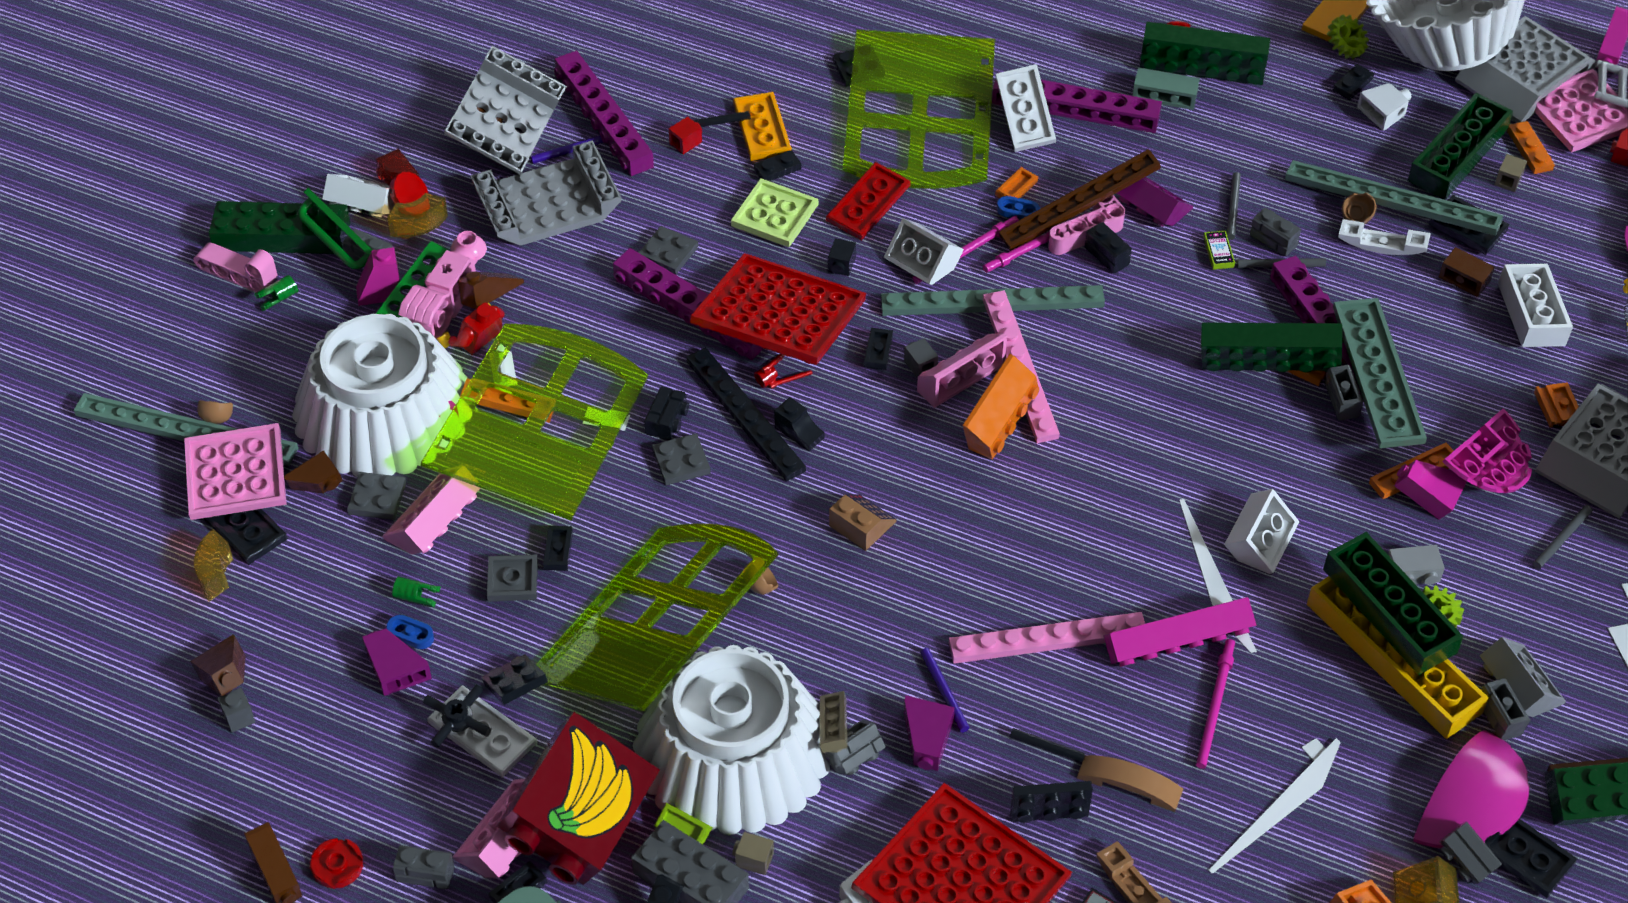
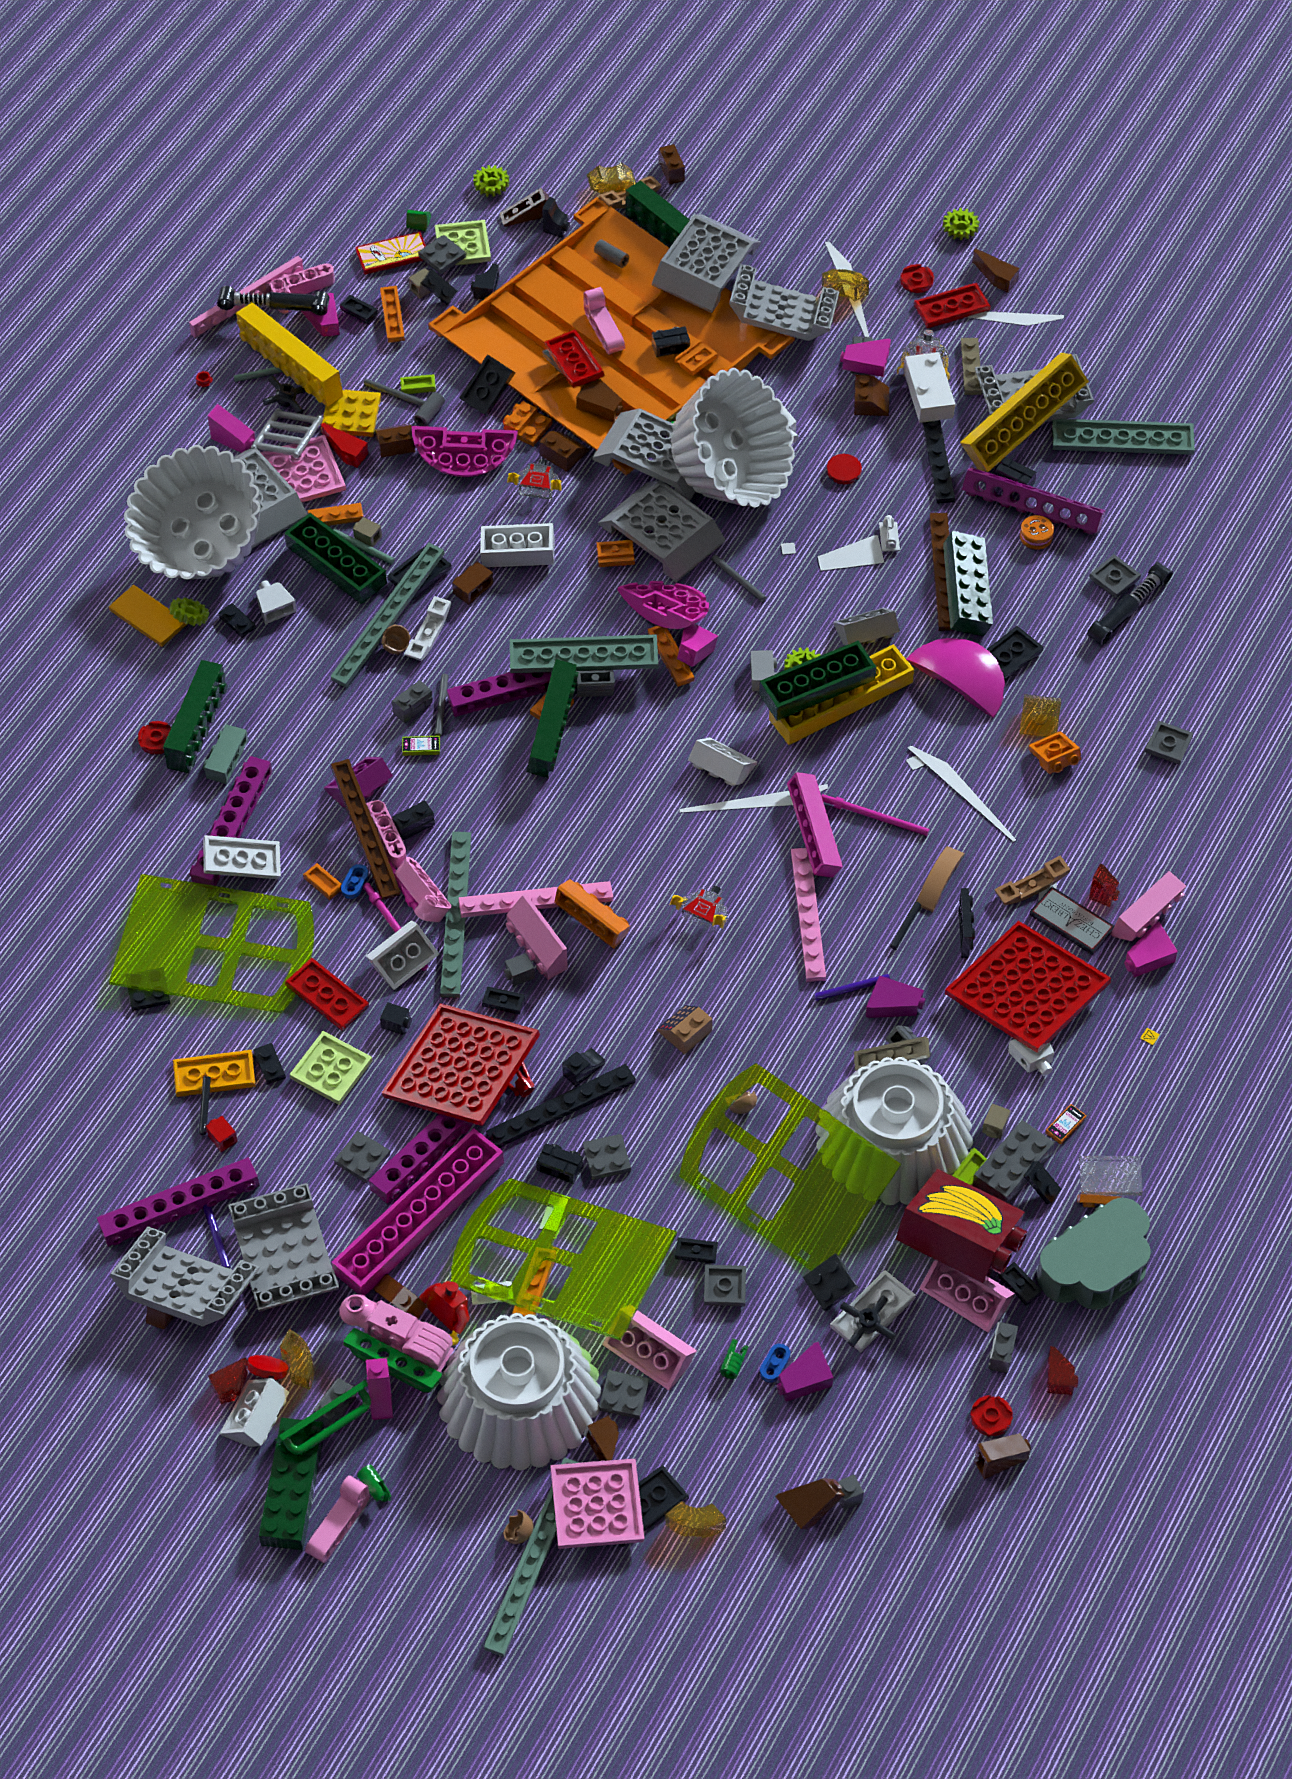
camera: 85 degrees left, 5 degrees up
(596, 295) = (418, 1212): none -> dark pink brick
(1013, 260) = (431, 901): none -> bright pink beam
(1033, 523) = (703, 908): none -> torso
(1233, 206) = (371, 728): dark grey bar -> none
(1470, 853) = (1014, 682): dark grey brick -> none
(1492, 175) = (367, 548): none -> sand green bar
(1504, 710) = (903, 638): dark grey brick -> none

